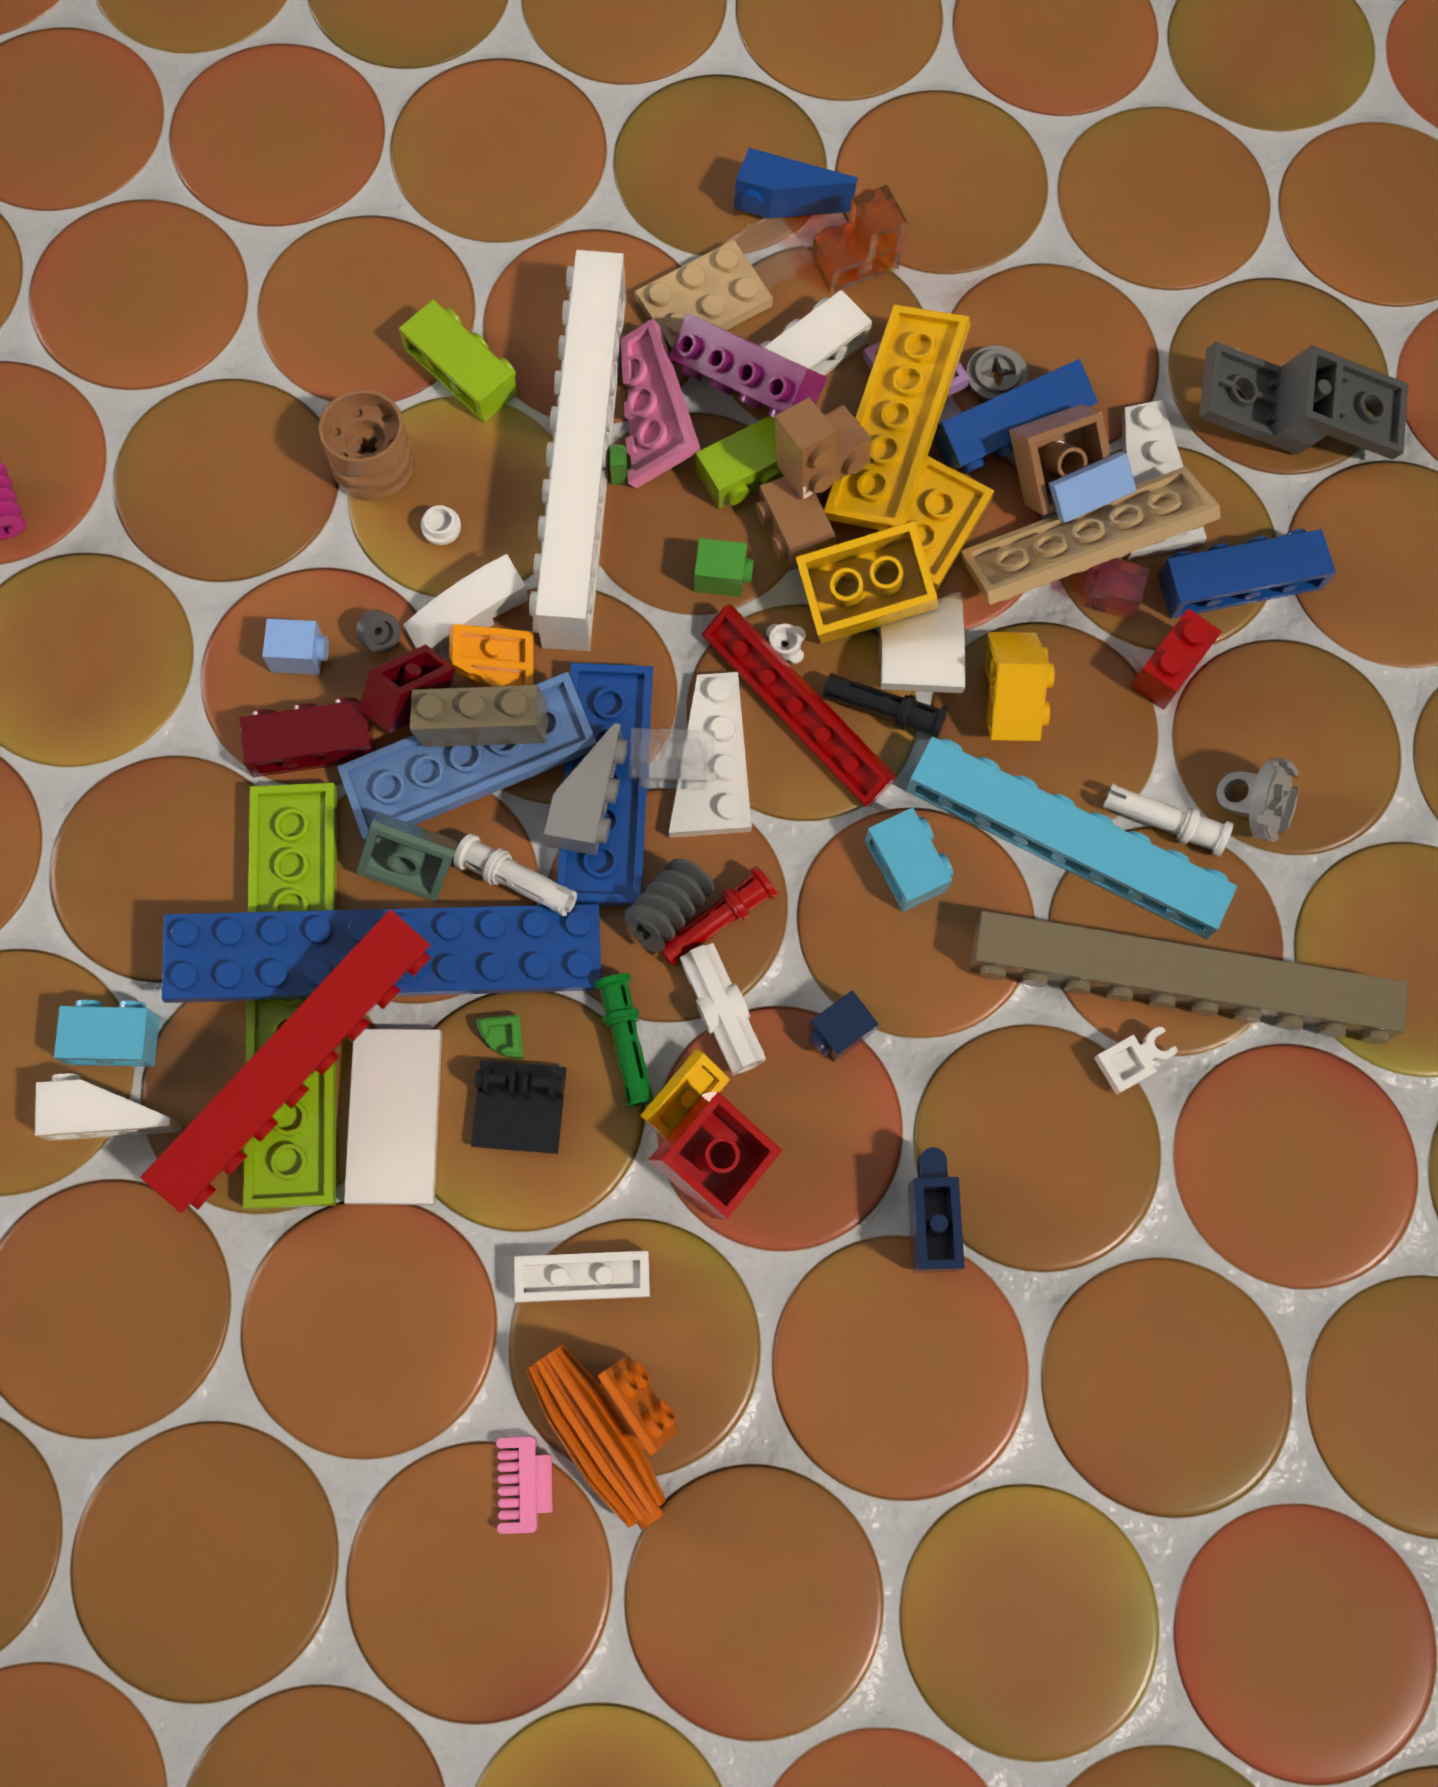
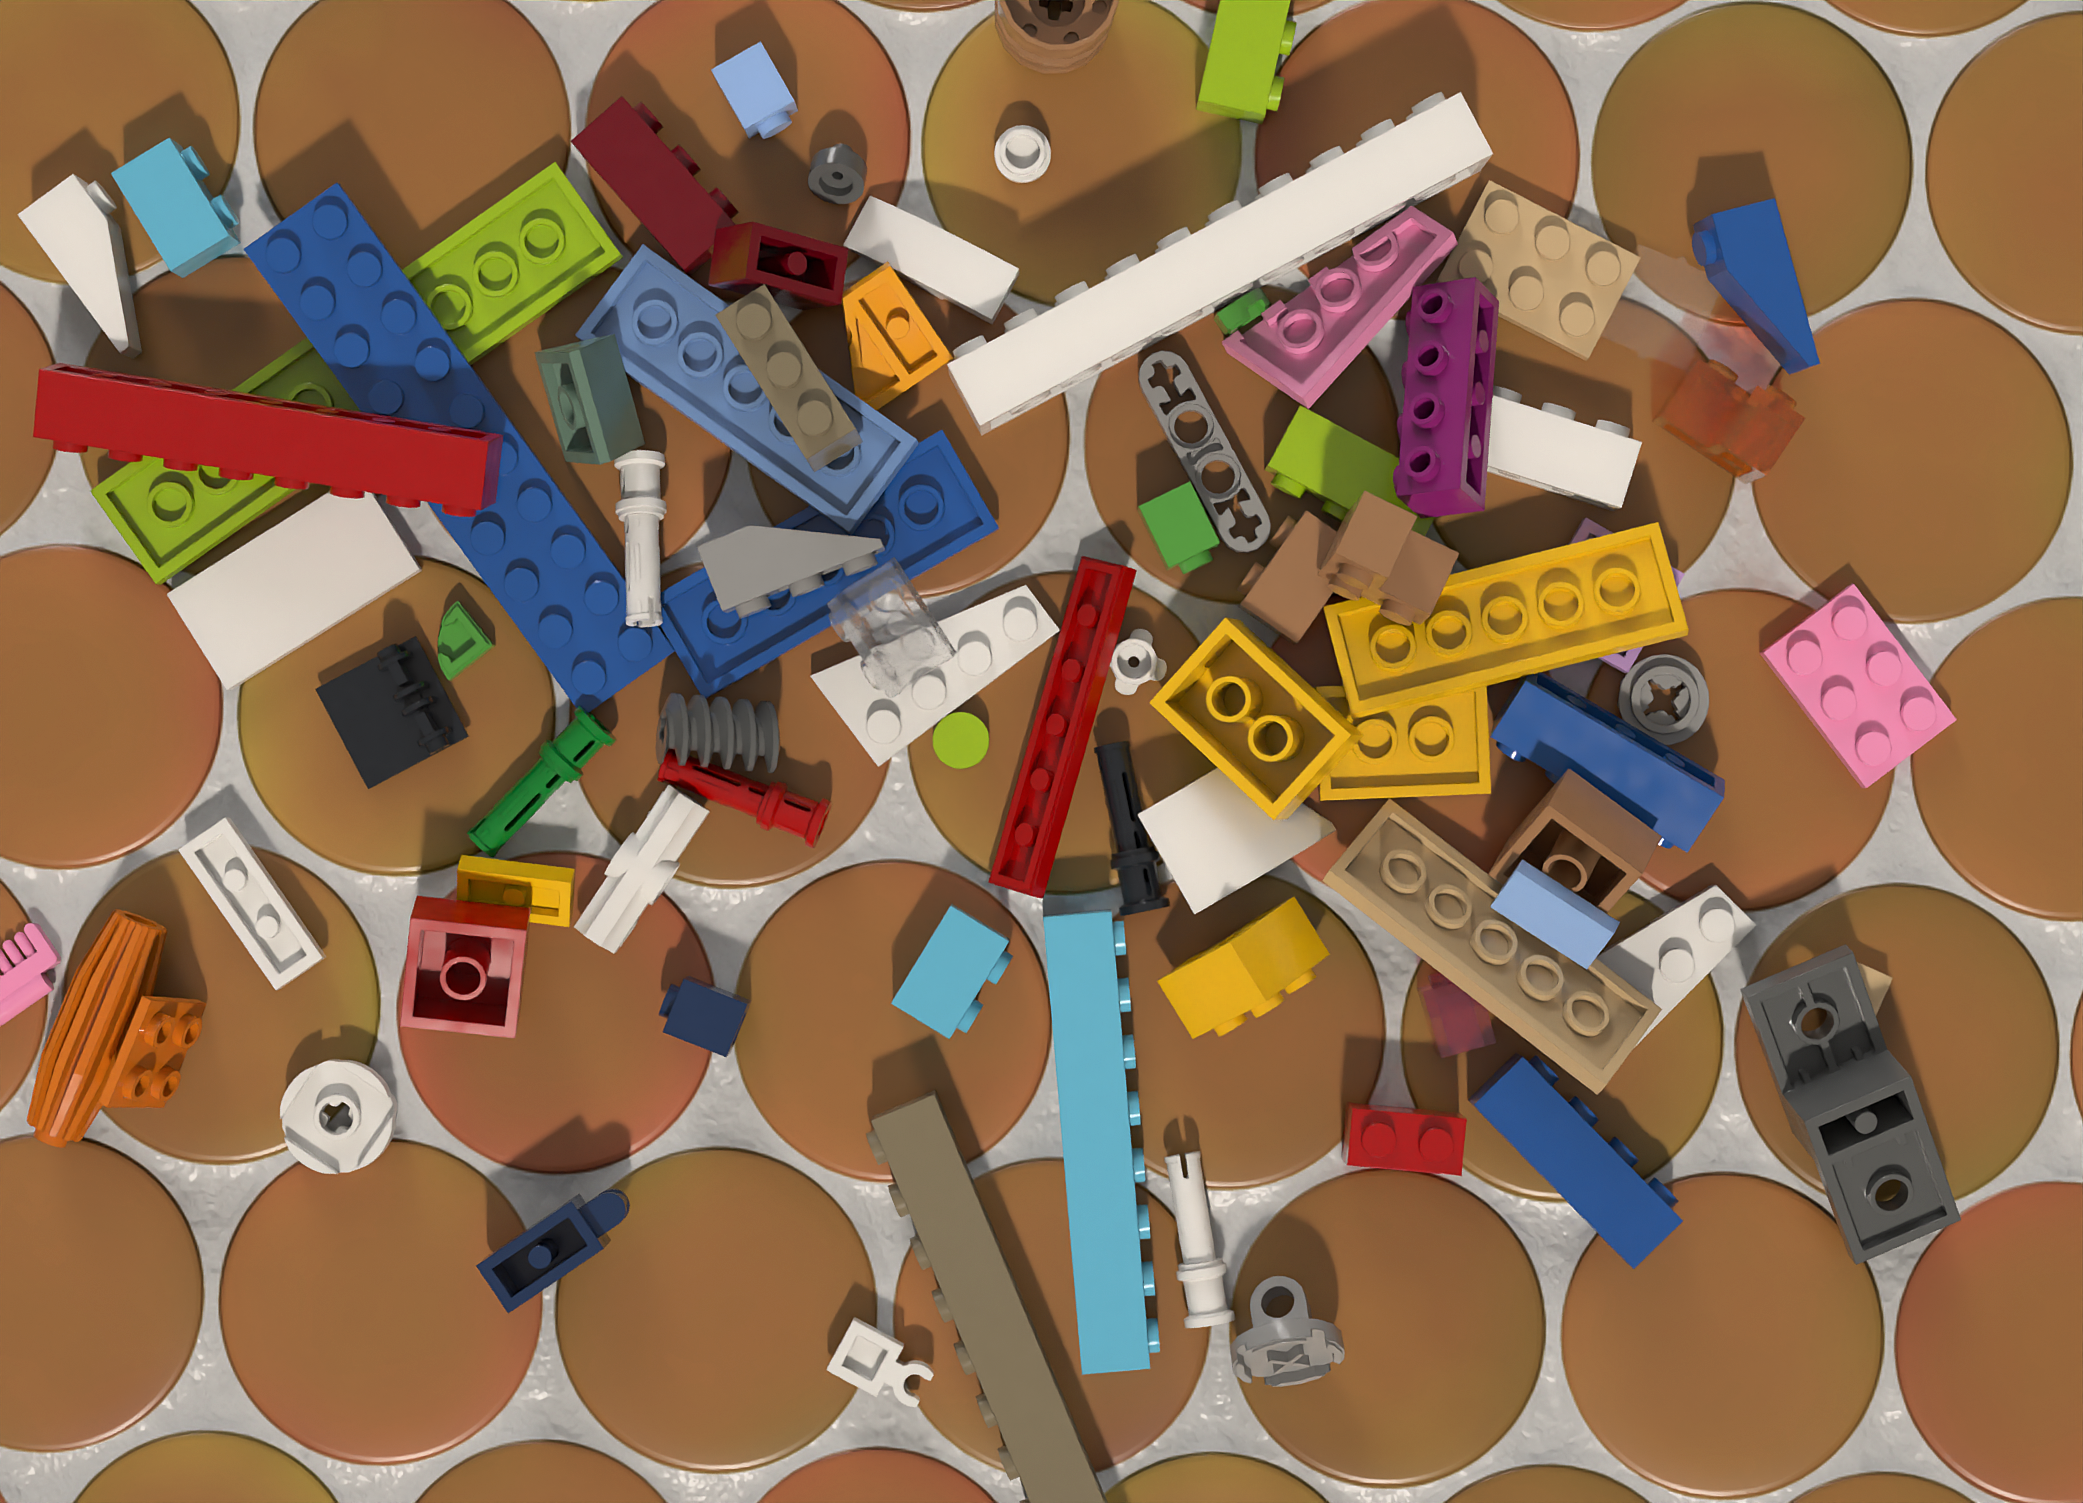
camera: 60 degrees right, 15 degrees up
(686, 525) = (1210, 449): none -> light grey beam
(767, 771) = (960, 740): none -> lime tile
(783, 1320) = (306, 1123): none -> white plate
(1053, 274) = (1858, 686): none -> bright pink plate

